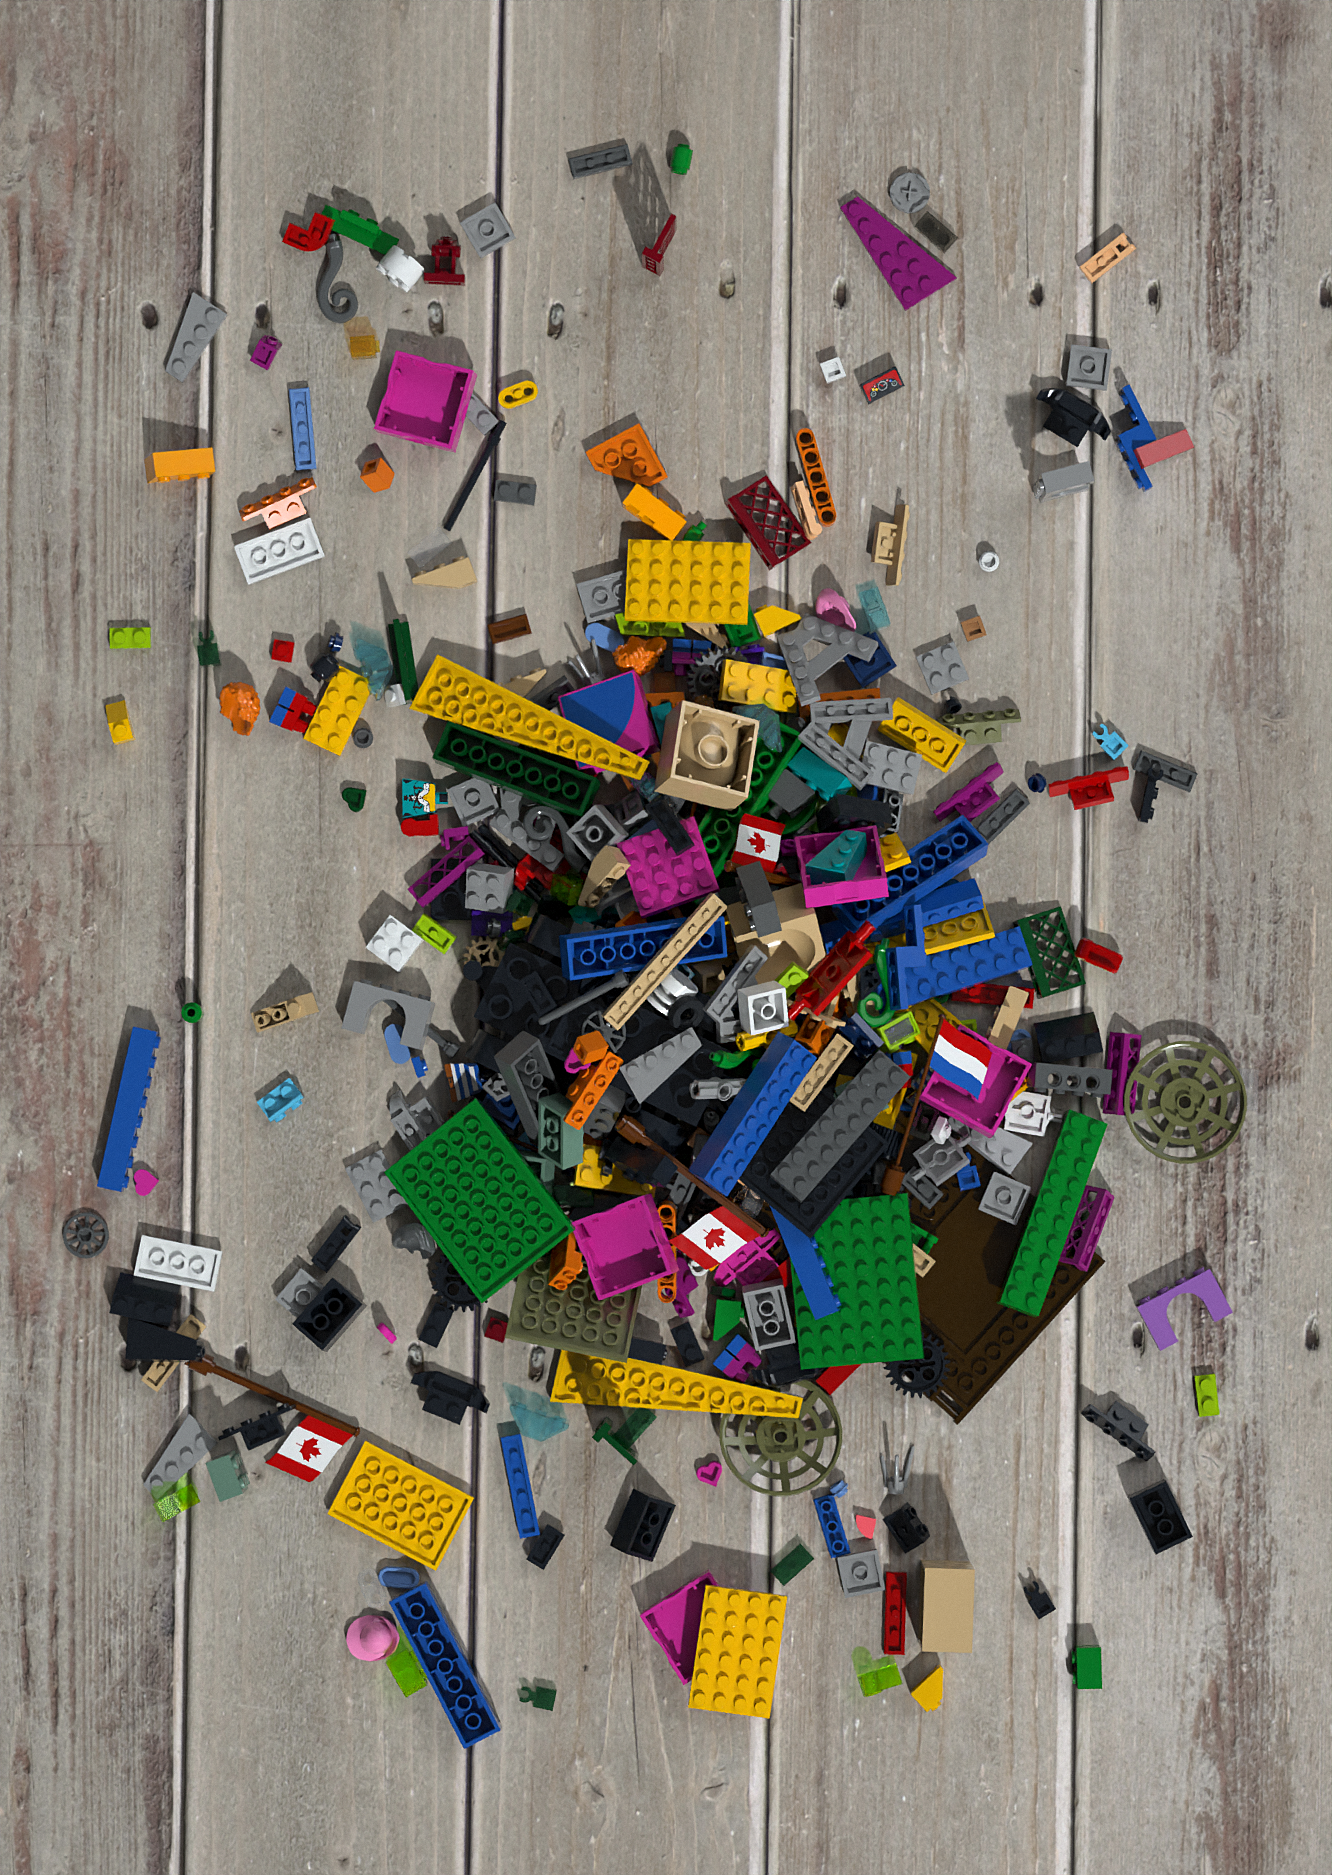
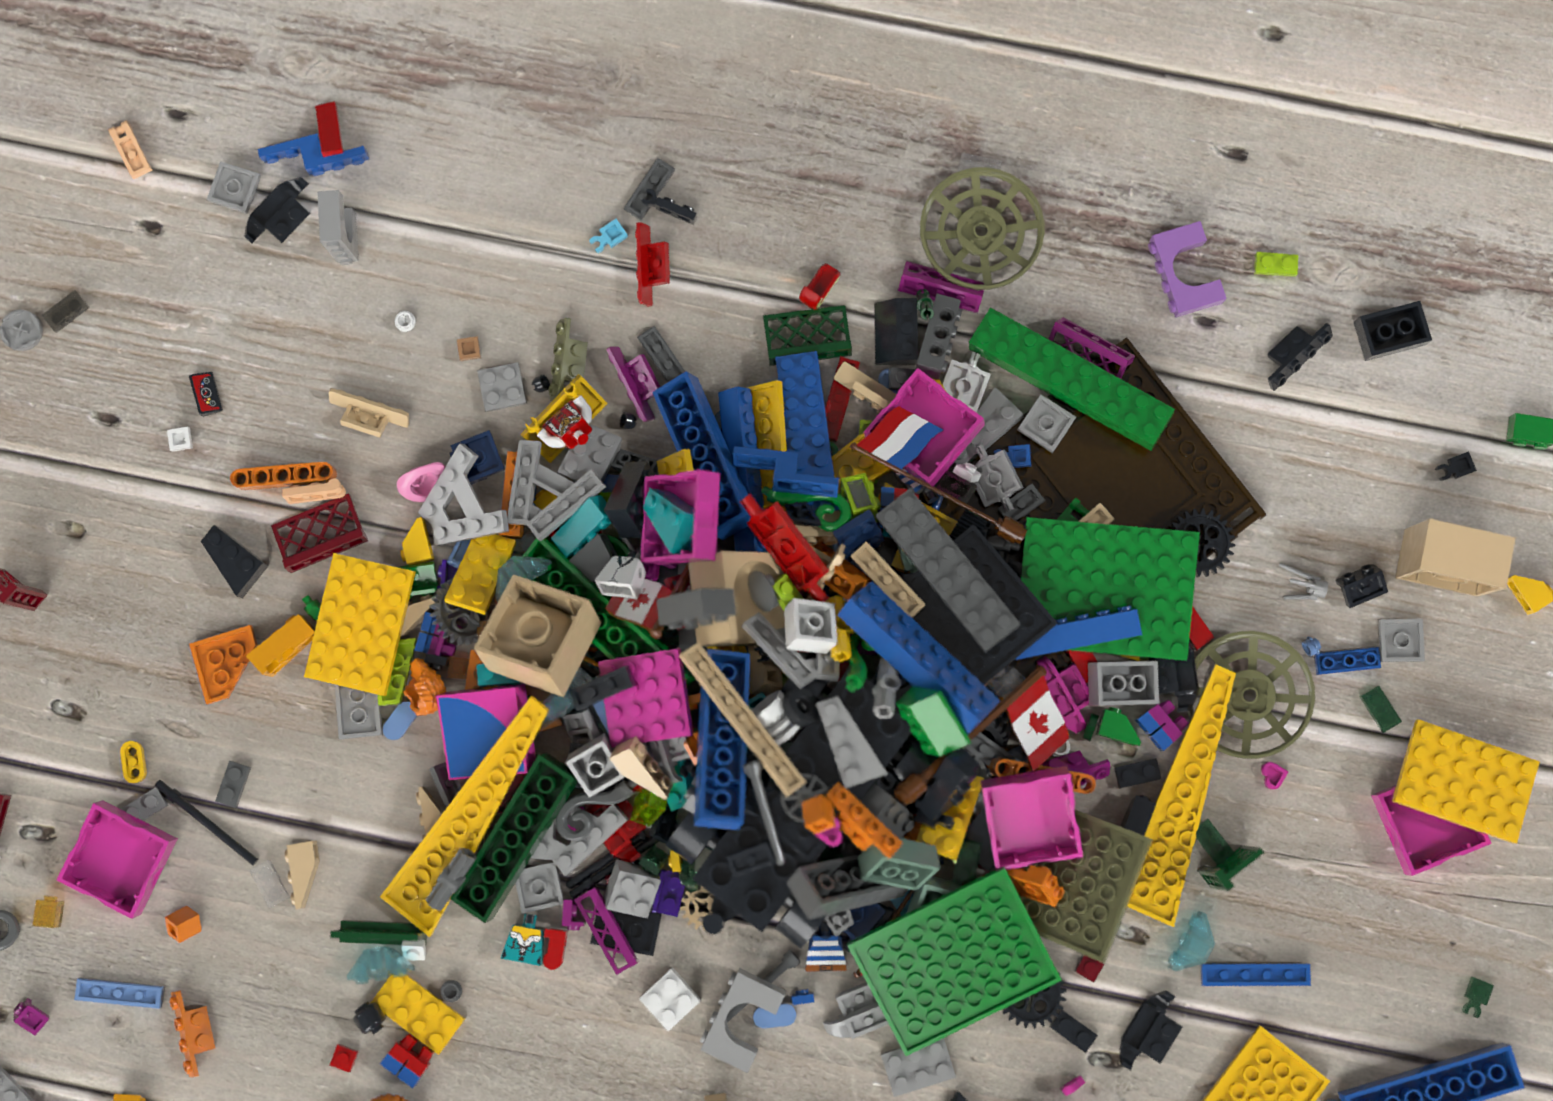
camera: 80 degrees left, 5 degrees down
(279, 551) = (239, 1042): white plate -> none
(335, 642) = (346, 1001): dark blue plate -> none
(355, 798) = (512, 1011): dark green tile -> none
(414, 1238) = (979, 1037): dark grey piece -> none
(434, 933) = (668, 955): lime plate -> none
(467, 719) = (451, 879): none -> dark grey piece
(493, 928) = (674, 893): dark grey plate -> none
(509, 629) = (371, 816): reddish brown tile -> none
(545, 1546) = (1322, 960): black plate -> none
(589, 678) = (437, 742): light grey plant -> none
(642, 1525) = (1317, 855): black slope -> none
(695, 1136) = (932, 721): none -> slope
(726, 448) = (234, 561): none -> black wedge
(777, 823) = (622, 576): none -> white torso
(788, 956) = (762, 591): none -> dark grey dish
(866, 1525) = (1352, 626): coral tile -> none
(874, 609) = (429, 442): clear light blue arch -> none
(879, 1680) = (1511, 641): clear neon green plate -> none
(895, 1613) = (1446, 613): red tile -> none
(903, 264) = (88, 351): magenta wing -> none
(913, 741) = (568, 426): none -> torso
(932, 795) = (627, 420): none -> black hinge
(1037, 783) = (635, 319): dark blue plate -> none
(1098, 1060) = (924, 304): none -> dark green pin

